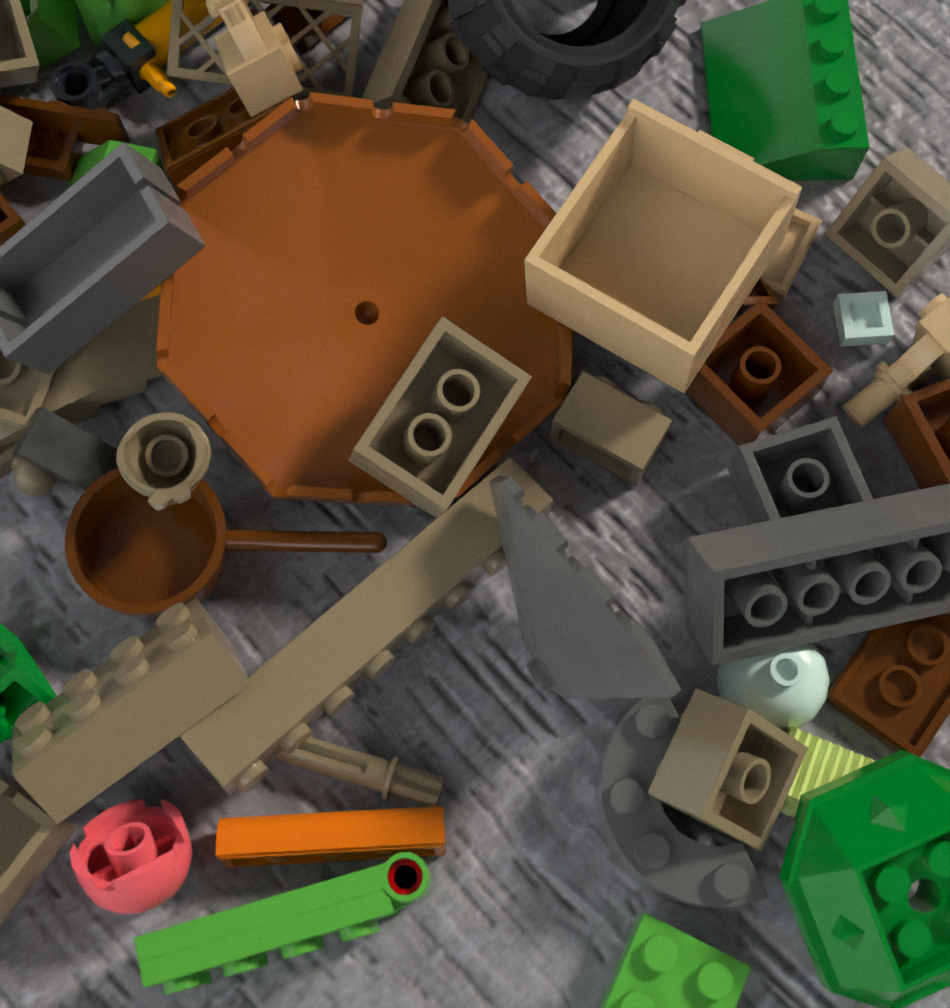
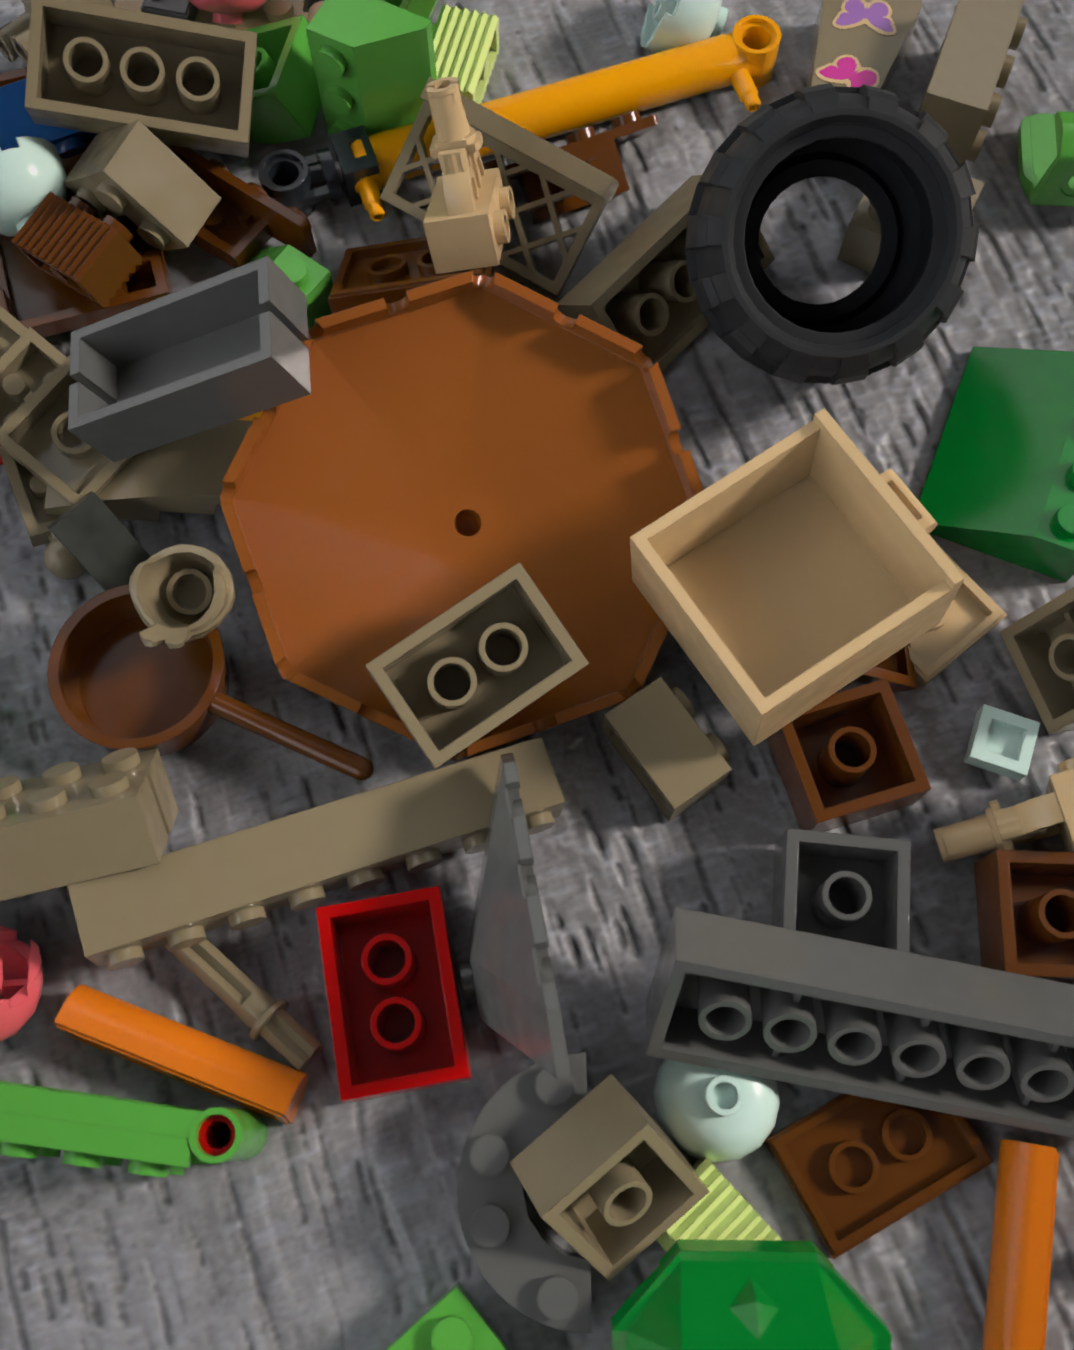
camera: 25 degrees right, 0 degrees up
(488, 709) = (392, 995): none -> red brick

